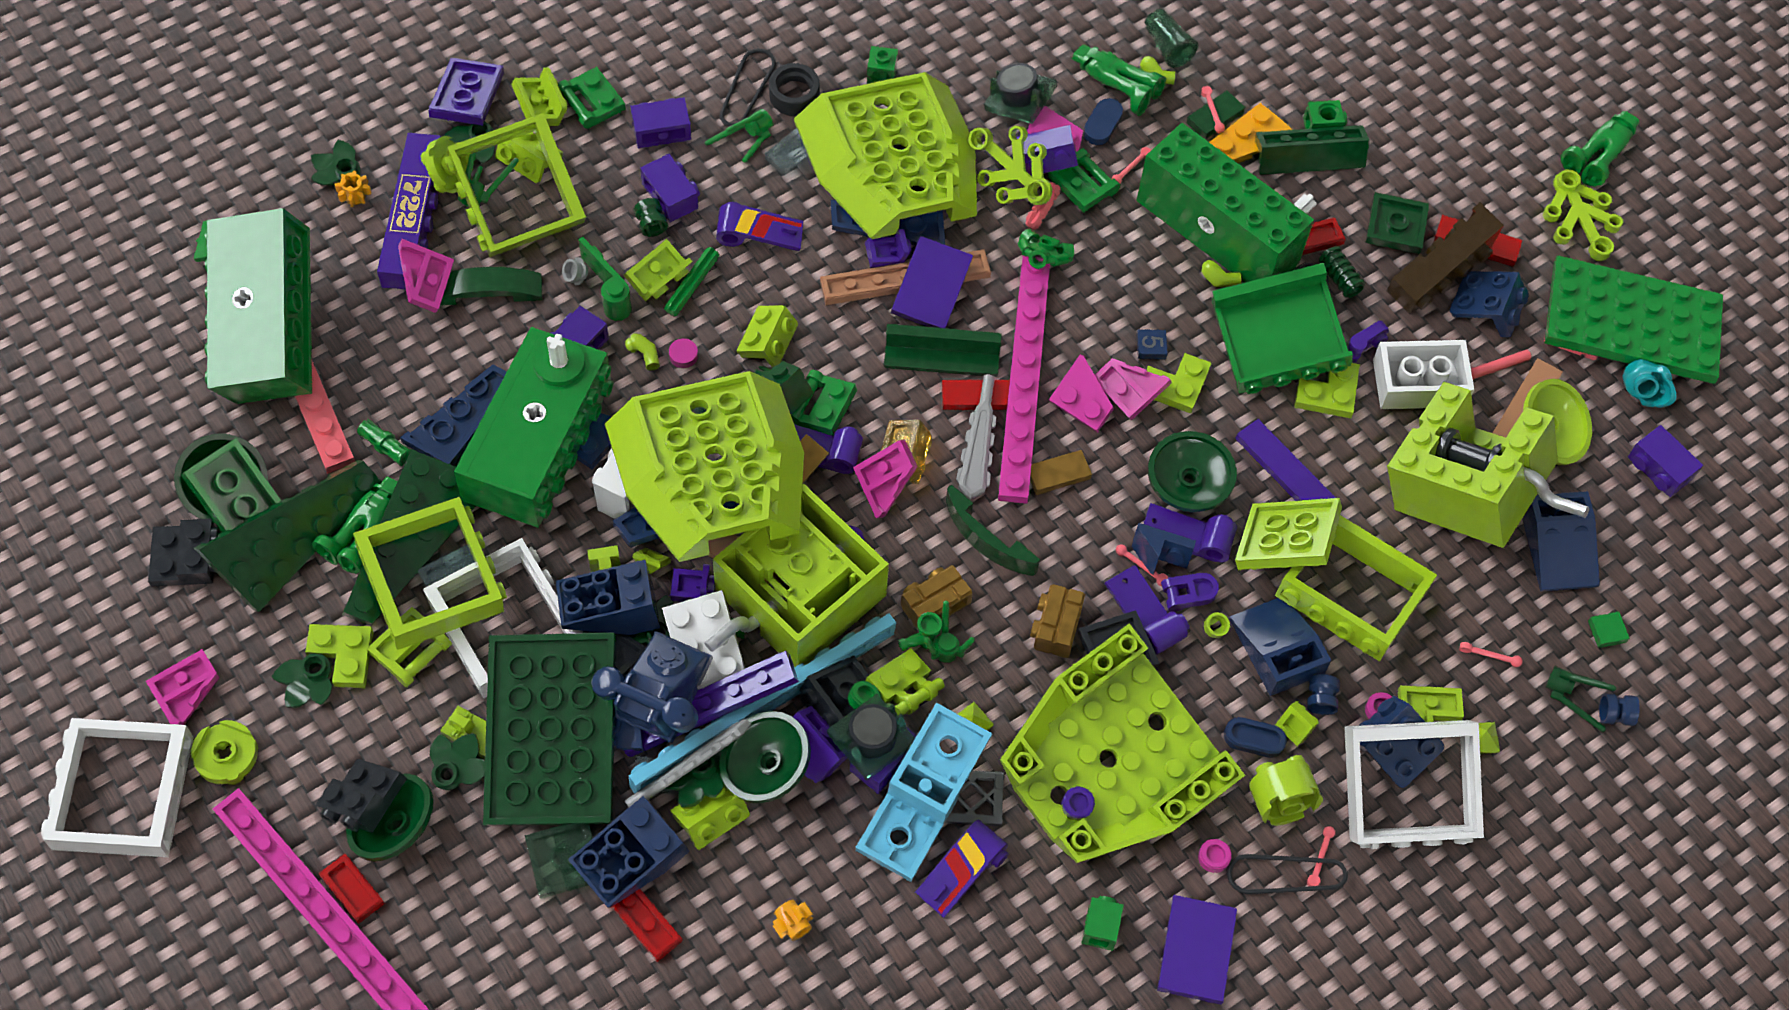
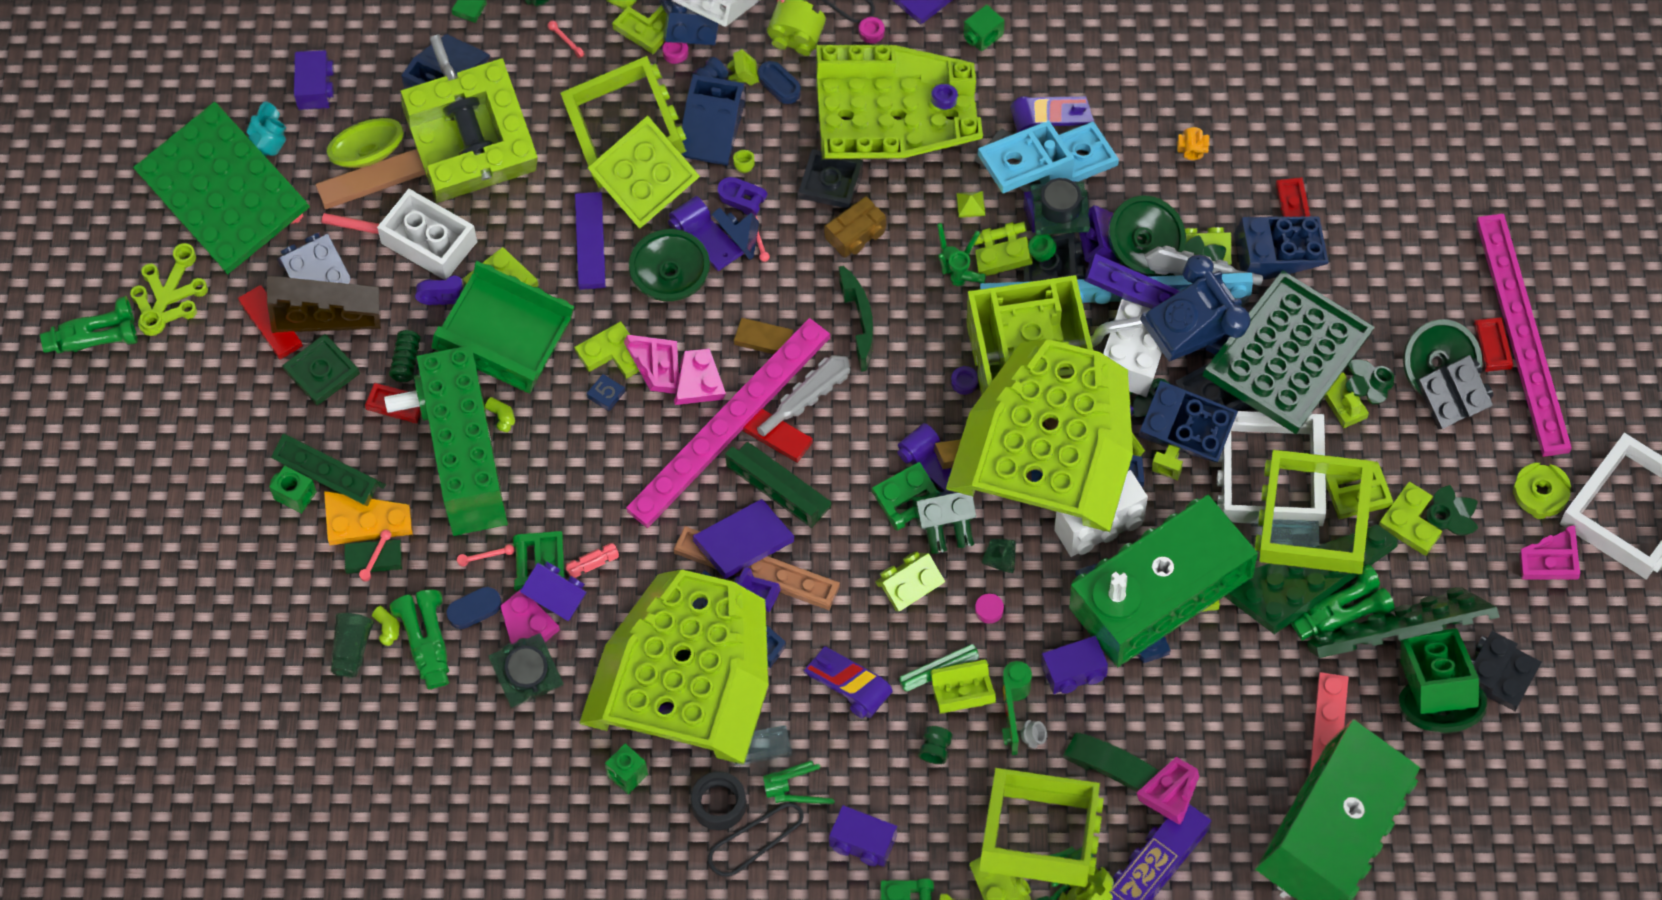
camera: 140 degrees left, 0 degrees up
(383, 442) = (1286, 670): green pin -> none
(452, 427) = (1213, 654): dark blue wing -> none
(550, 855) = (1334, 279): clear green tile -> none
(640, 343) = (1018, 630): lime arm -> none
(668, 183) = (900, 764): dark purple brick -> none
(885, 476) = (905, 396): dark pink wing -> none
(917, 439) = (872, 419): clear yellow bracket -> none
(931, 593) = (933, 294): pearl gold brick -> none
(1015, 167) = (595, 556): lime plant -> none
(1032, 244) = (627, 512): green piece -> none
(1135, 594) = (784, 201): dark purple door -> none

